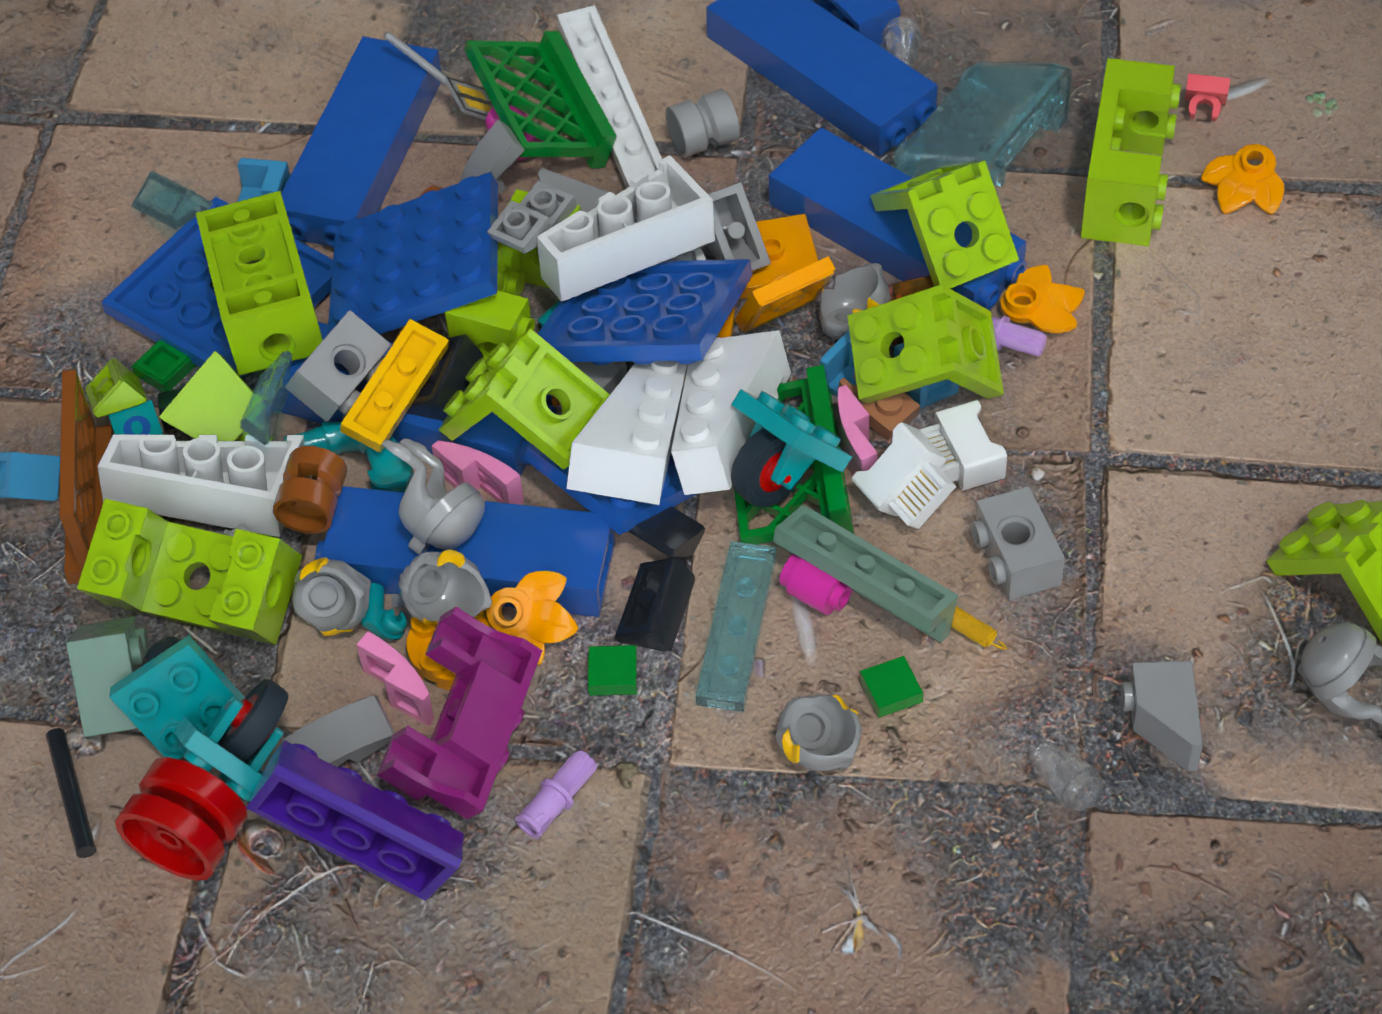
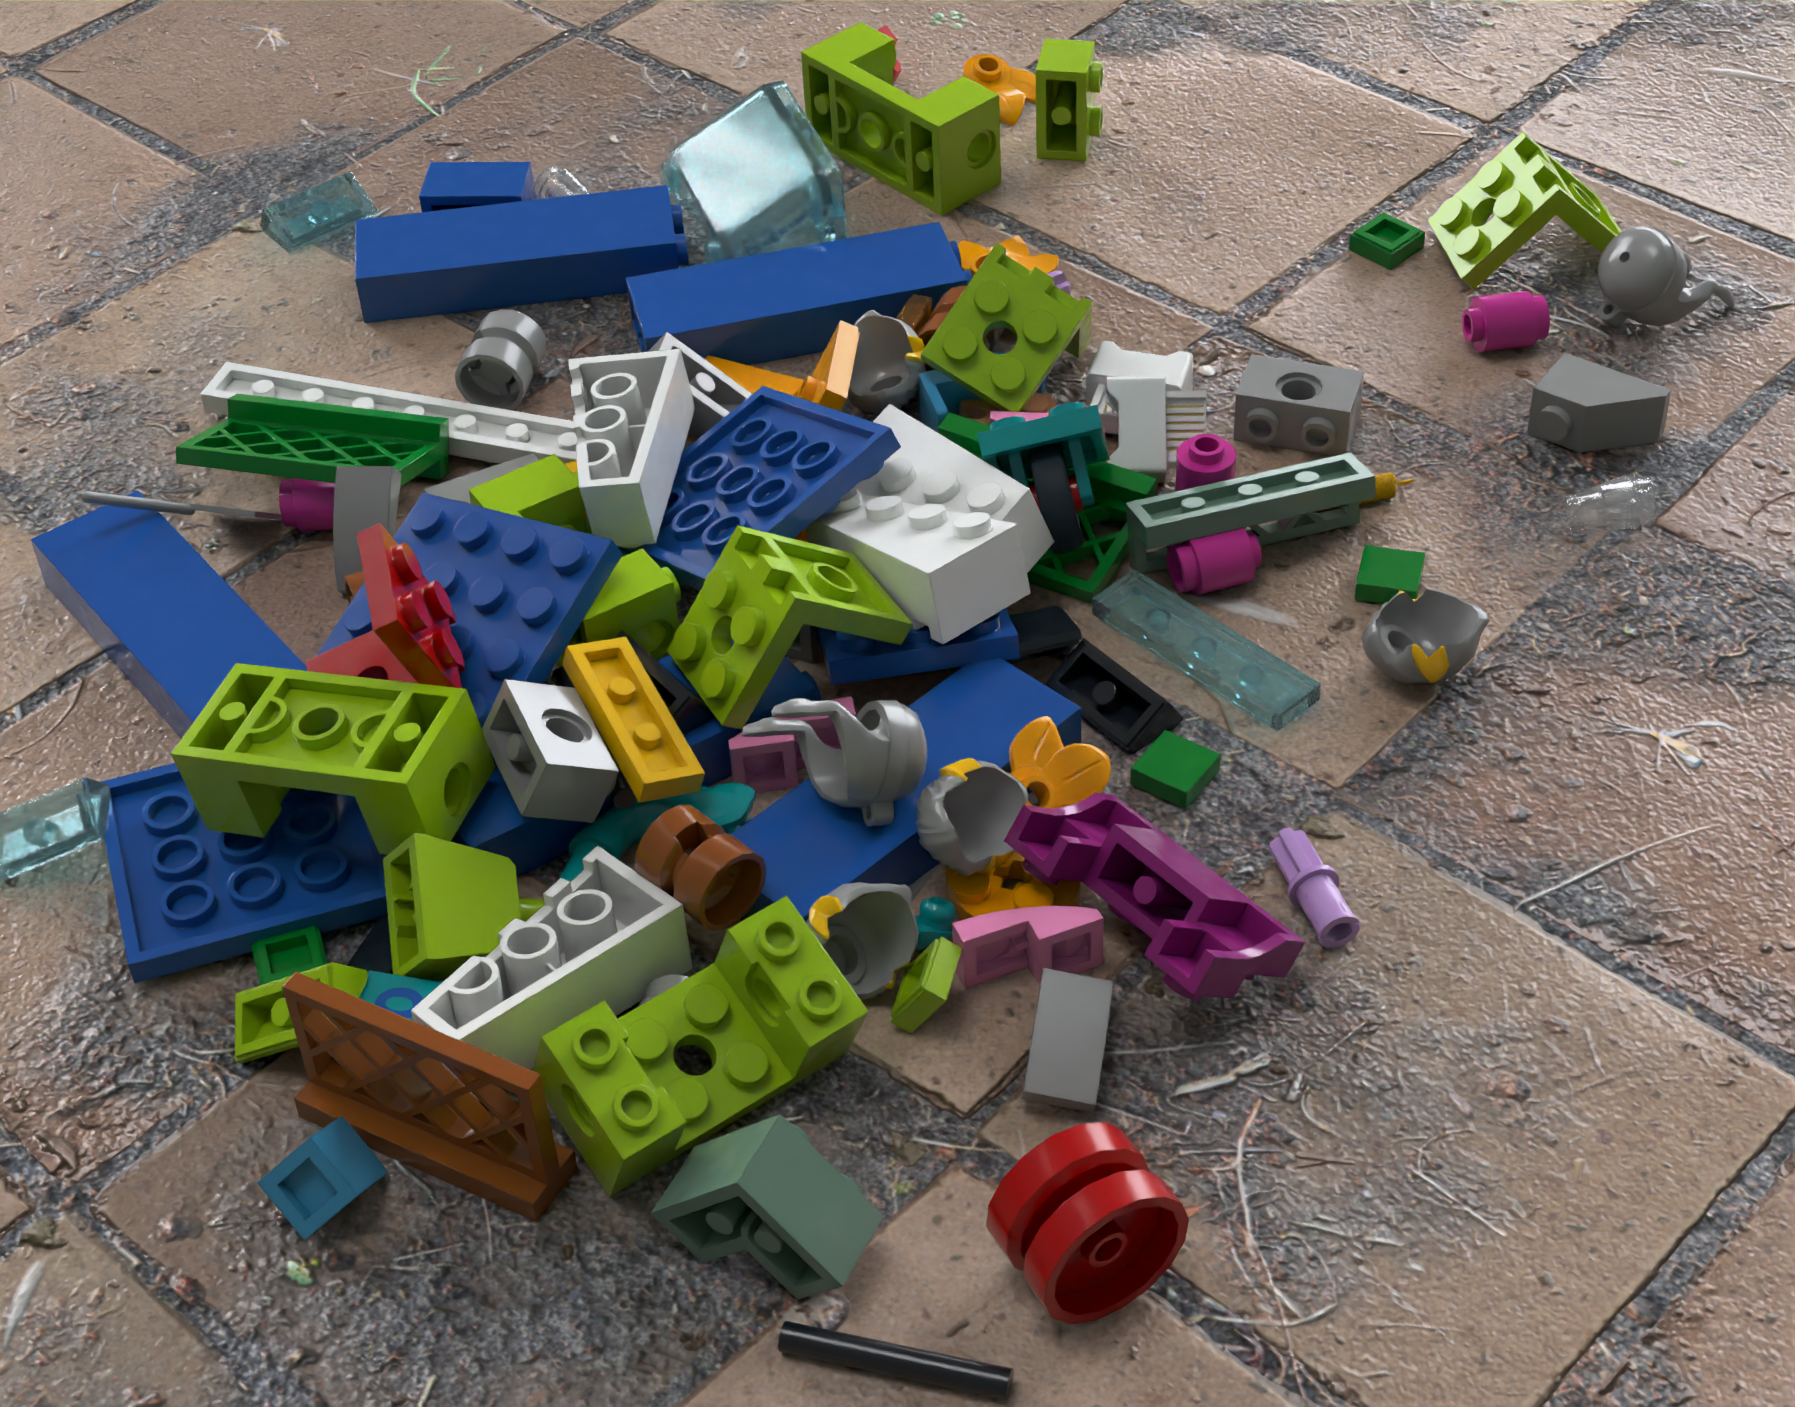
camera: 55 degrees left, 10 degrees down
(171, 685) = (892, 1133): teal plate -> none
(237, 737) = (1028, 1083): plate -> none
(261, 177) = (130, 735): dark azure panel -> none
(267, 399) = (526, 829): clear light blue slope -> none
(331, 648) = (925, 984): none -> lime tile
(341, 241) = (408, 620): none -> red bracket
(357, 820) = (1255, 1037): dark purple slope -> none
(536, 213) = (539, 482): light grey slope -> none
(889, 528) = (1204, 461): none -> dark pink brick
(936, 207) = (888, 212): lime bracket -> none
(1227, 610) = (1506, 321): none -> dark pink brick
(1237, 223) = (1066, 99): none -> lime brick
(1278, 494) = (1387, 241): none -> green tile

